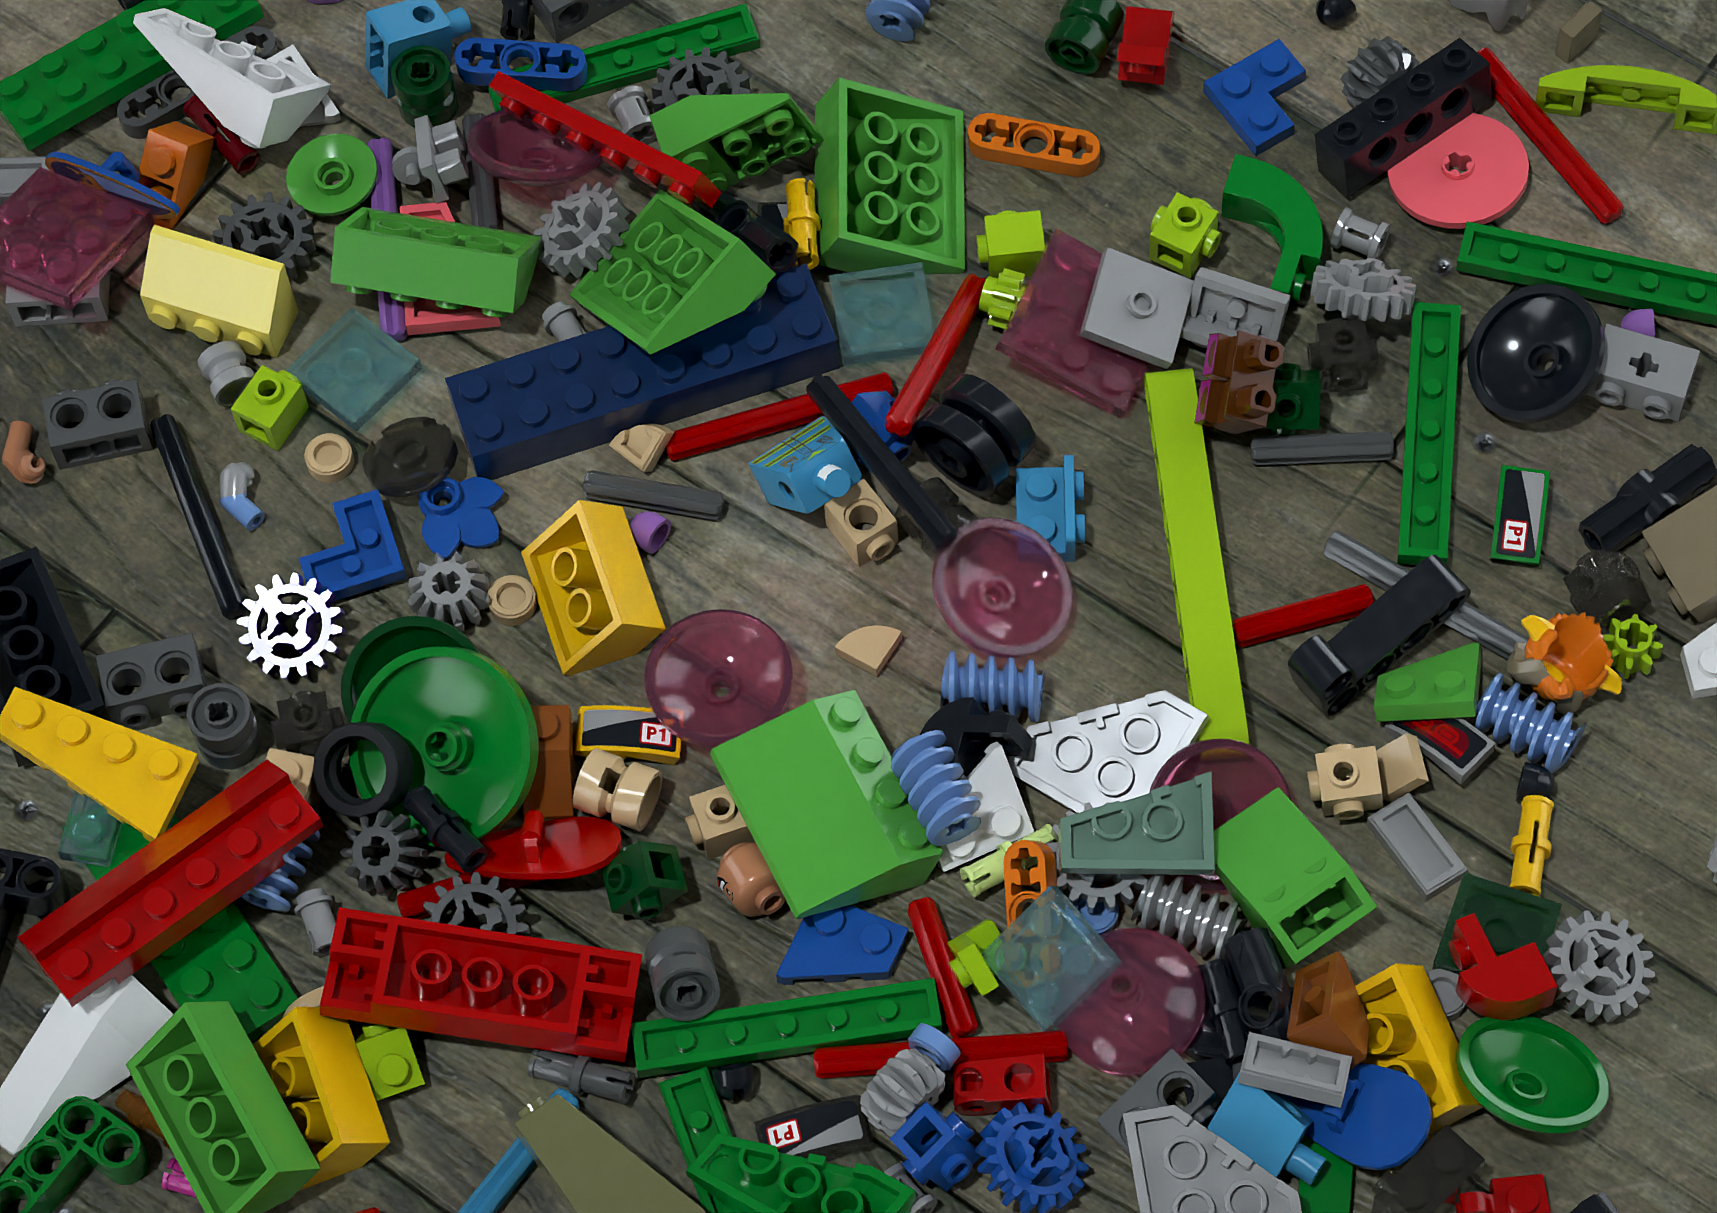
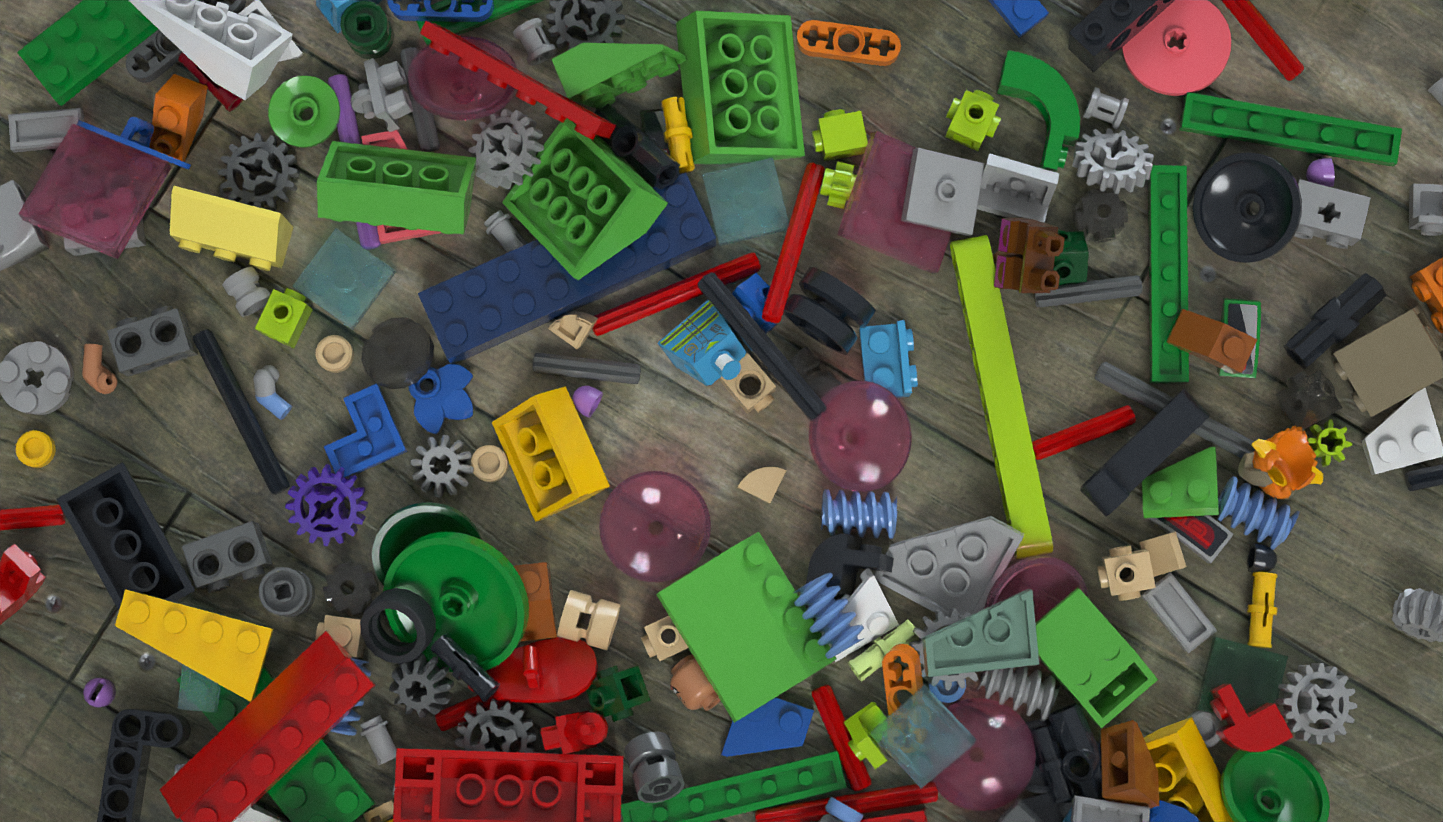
camera: 10 degrees left, 20 degrees up
(578, 918) = (575, 732): none -> red hips
(625, 733) = (585, 571): slope -> none
(1479, 504) = (1212, 341): none -> dark orange slope

